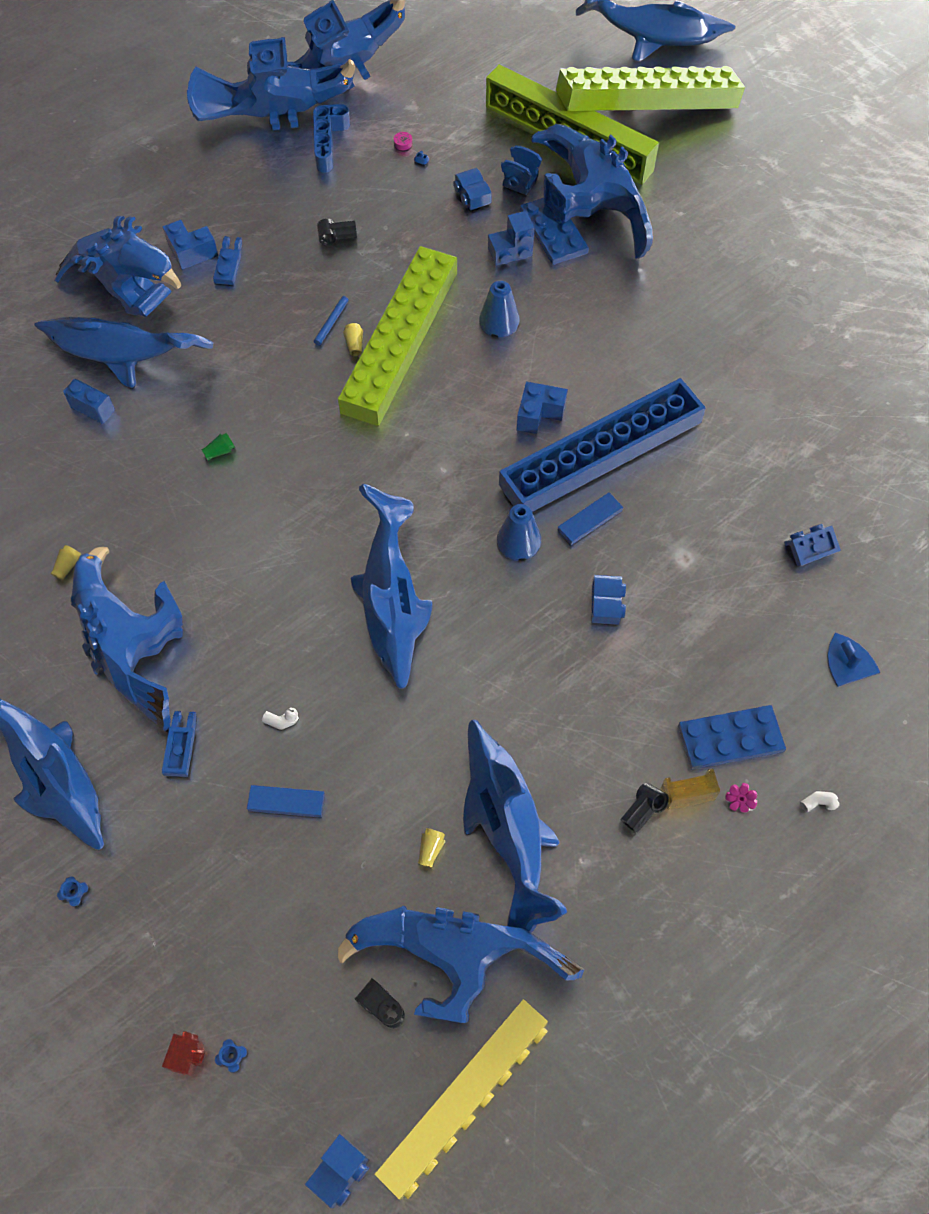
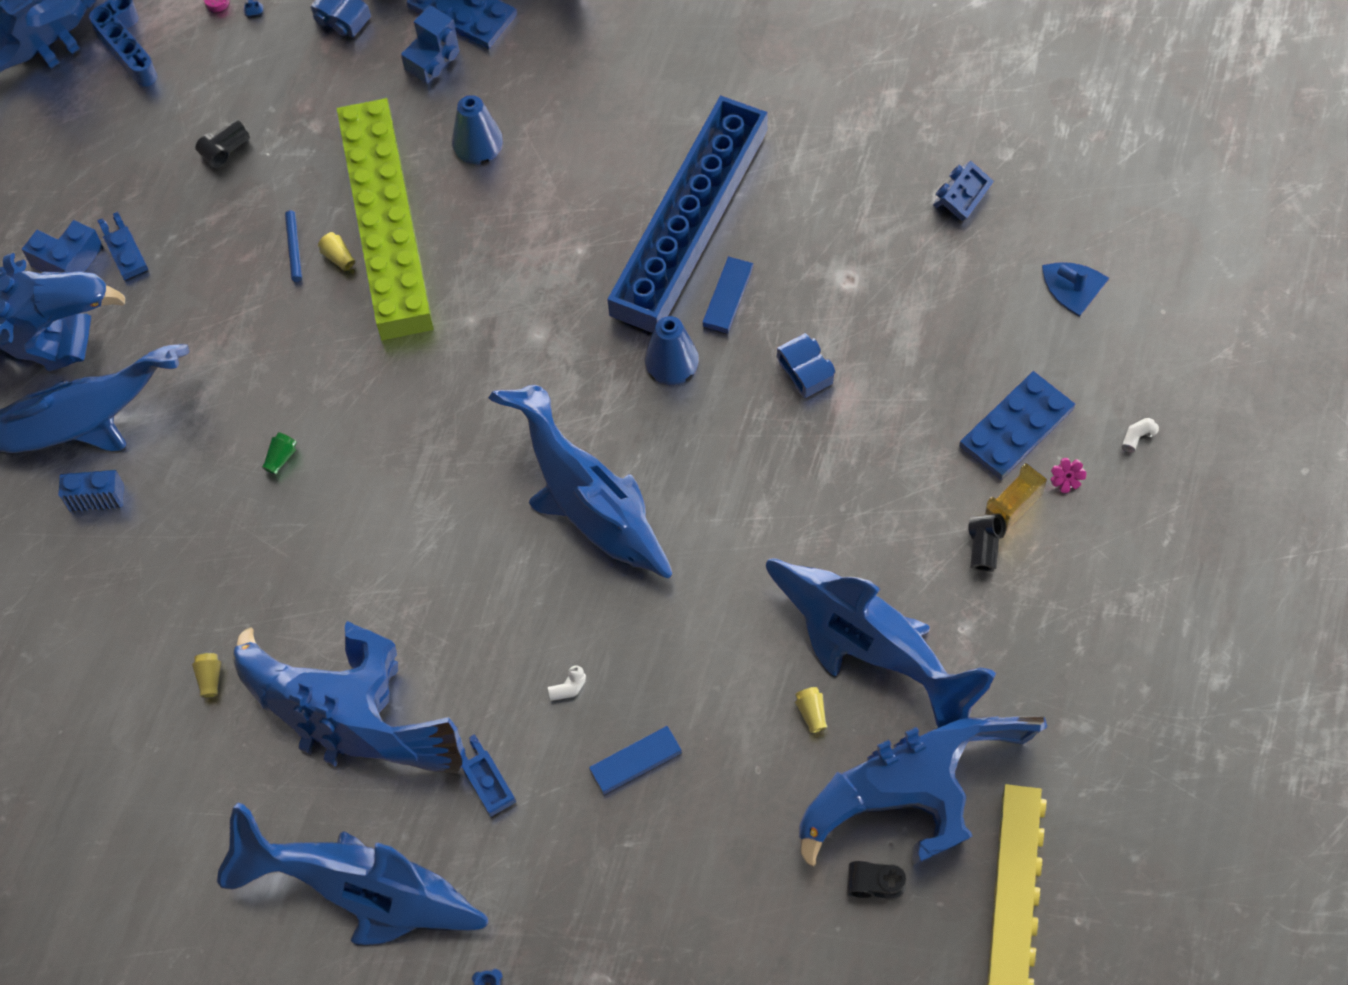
camera: 30 degrees left, 0 degrees up
(539, 402) = (590, 204): blue brick -> none

